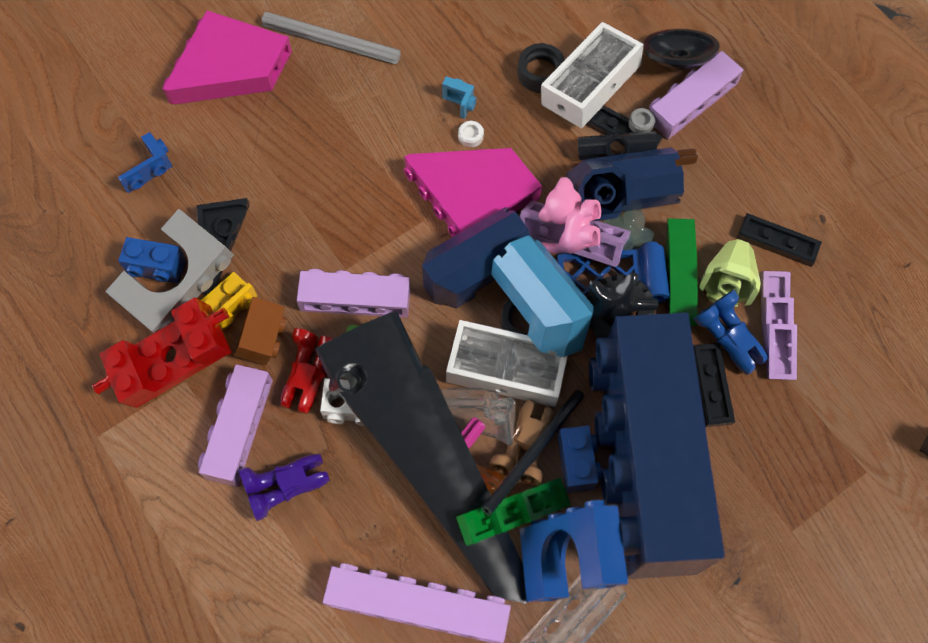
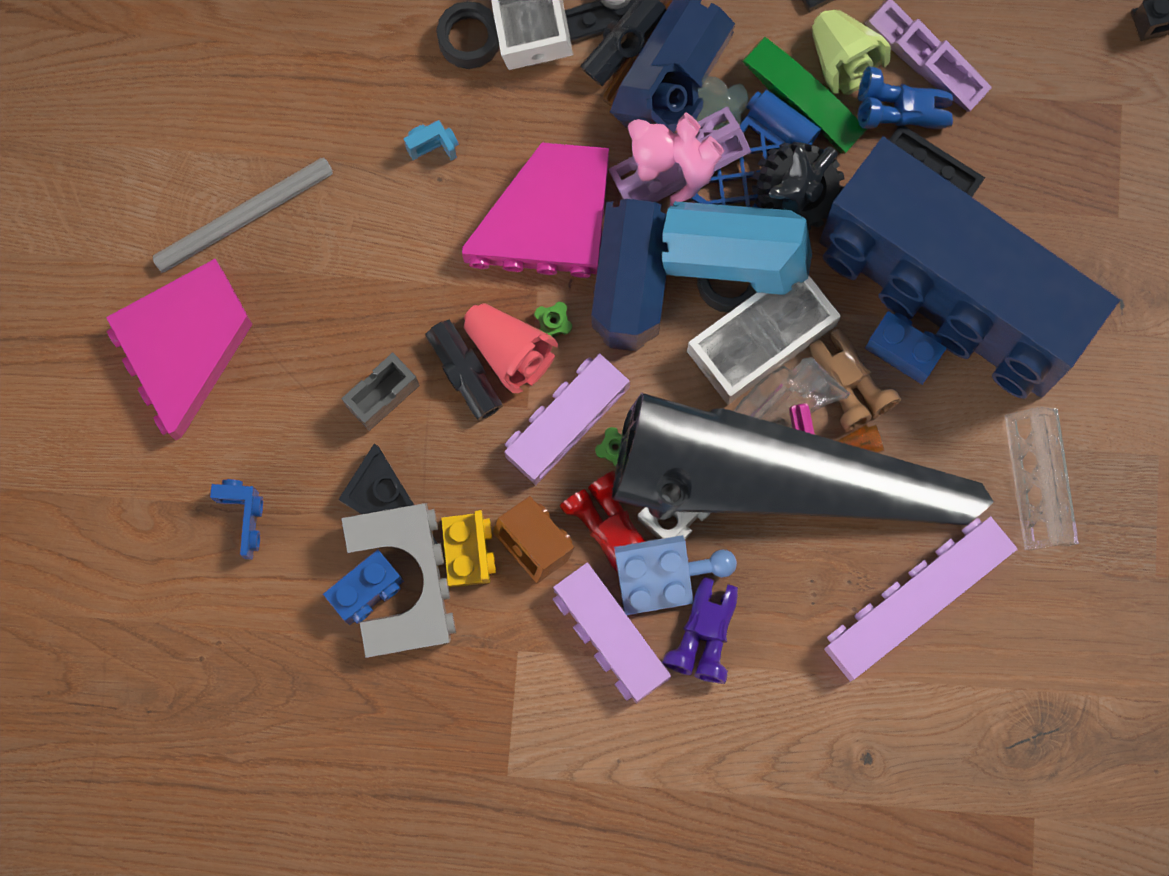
camera: 45 degrees left, 10 degrees up
(141, 369) = (478, 682): red brick -> none
(282, 179) = (381, 391): none -> dark grey brick
(296, 422) = (658, 573): none -> medium blue plate
(336, 215) = (463, 370): none -> black piece
(370, 228) = (510, 346): none -> coral cone
(414, 247) = (557, 311): none -> bright green plate
(470, 134) = (481, 166): white tile -> none
(514, 511) = (908, 444): green slope -> none
(532, 453) = (870, 380): black piece -> none
(598, 545) = (1002, 389): blue arch -> none

